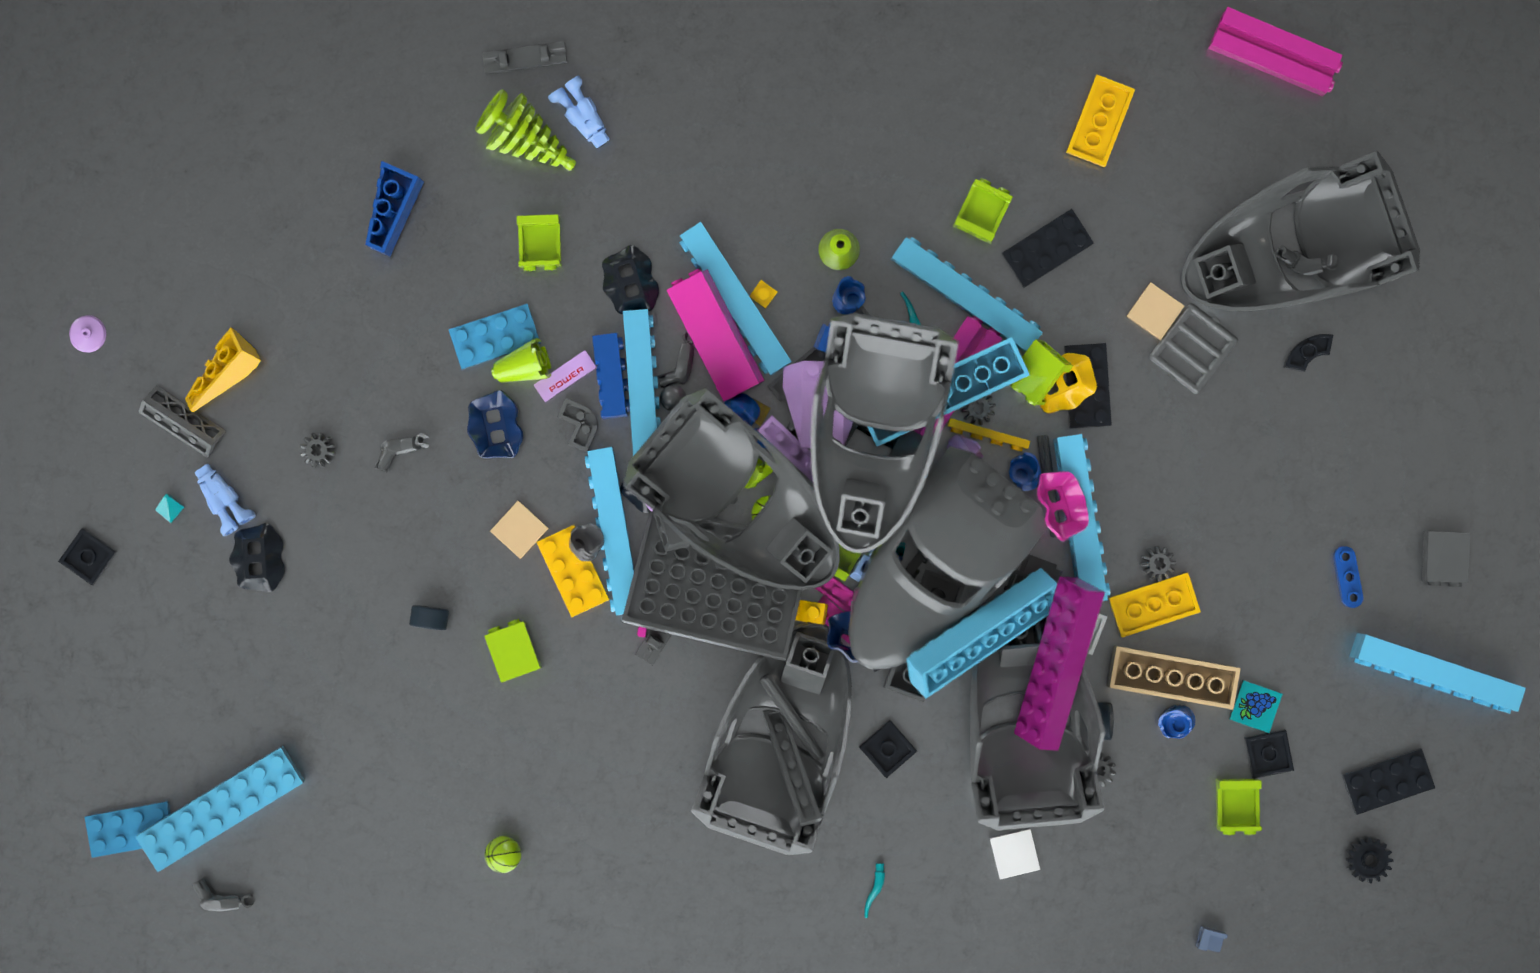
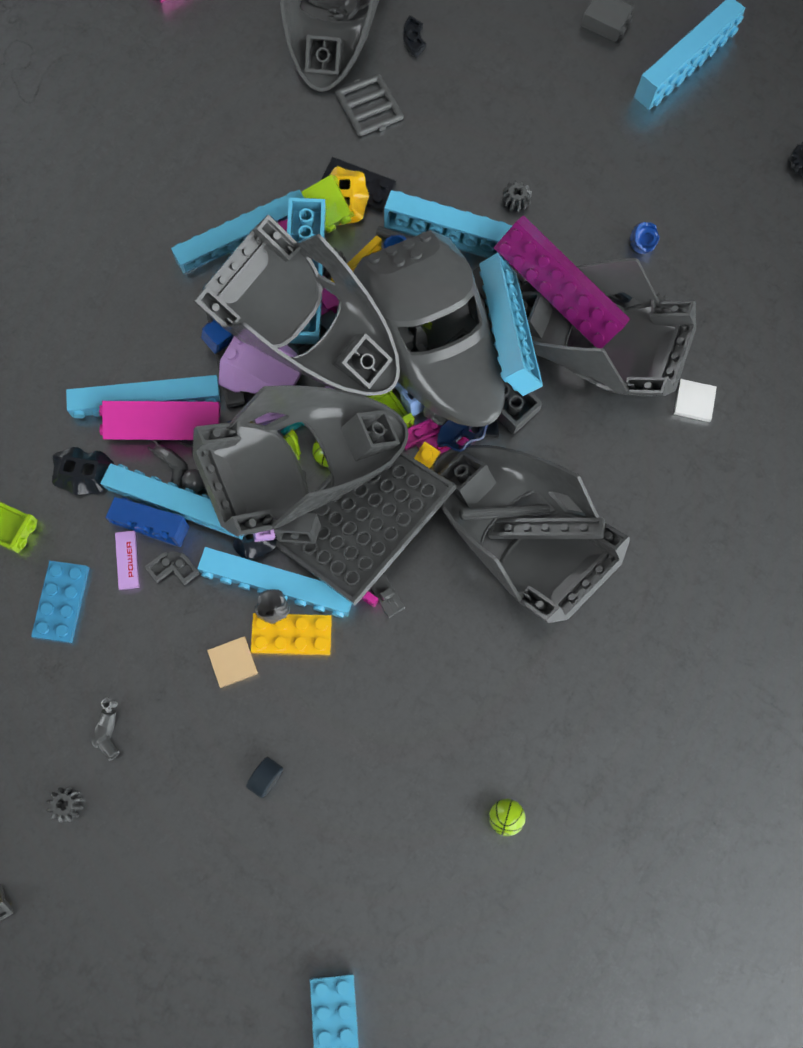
camera: 70 degrees left, 15 degrees down
(169, 508) = (36, 975): teal slope -> none
(219, 497) = (54, 920): light blue piece -> none
(269, 558) = (132, 899): black piece -> none
(480, 429) = (139, 626): dark blue piece -> none
(512, 650) = (332, 718): lime panel -> none
(523, 364) = (95, 587): lime cone -> none
(763, 294) = (153, 373): yellow plate -> none
(836, 257) = (151, 301): lime cone -> none
(848, 296) = (190, 313): blue hair -> none
(878, 884) = (668, 510): teal animal -> none
(888, 749) = (567, 452): black tile -> none
(983, 210) = (184, 192): lime panel -> none
(1047, 248) = (239, 164): black plate -> none
(1071, 502) = (438, 219): dark pink piece -> none
(1100, 121) = (168, 87): yellow plate -> none
(1154, 605) = (548, 209): yellow plate -> none
(1155, 311) = (327, 116): tan tile -> none
(1173, 677) = (609, 221): tan brick -> none
(1238, 805) = (728, 227): lime panel -> none
(1255, 706) = (657, 183): teal tile -> none
(1269, 754) = (697, 191): black tile -> none
(1342, 569) = (590, 83): blue plate -> none
(1388, 781) = (754, 124): black plate -> none

